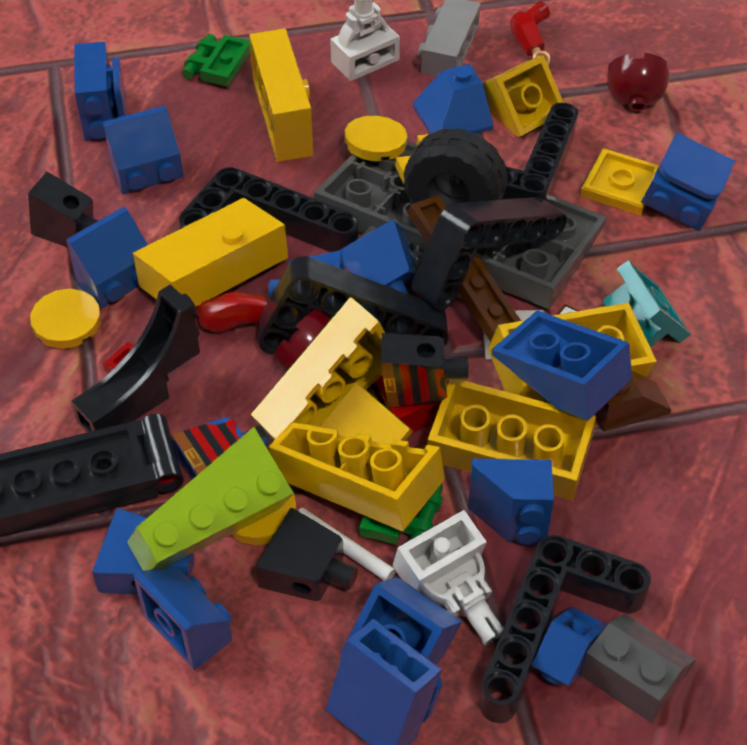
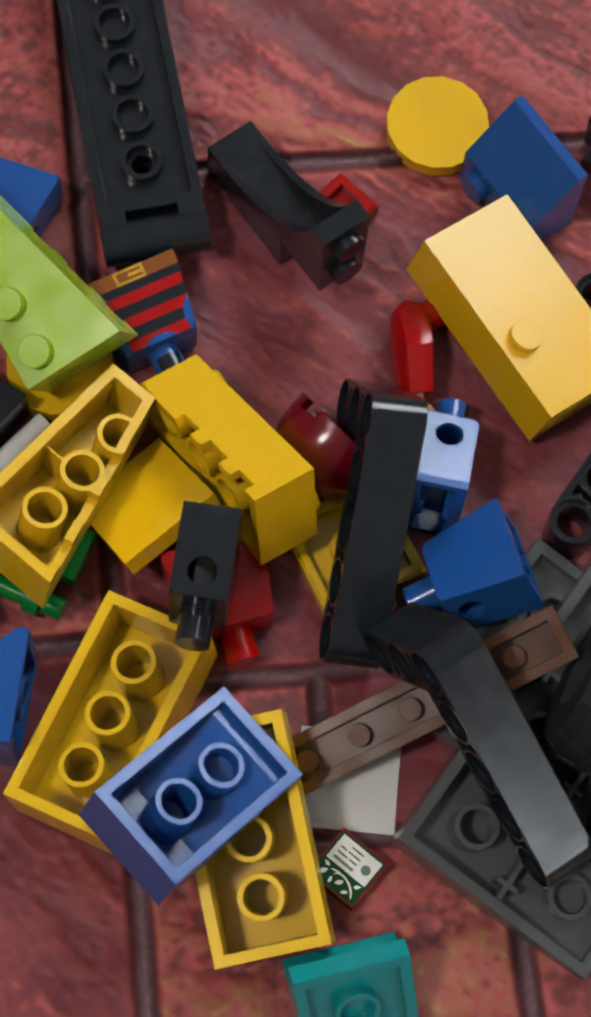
camera: 90 degrees right, 20 degrees up
(634, 403) = (178, 940): reddish brown slope -> none

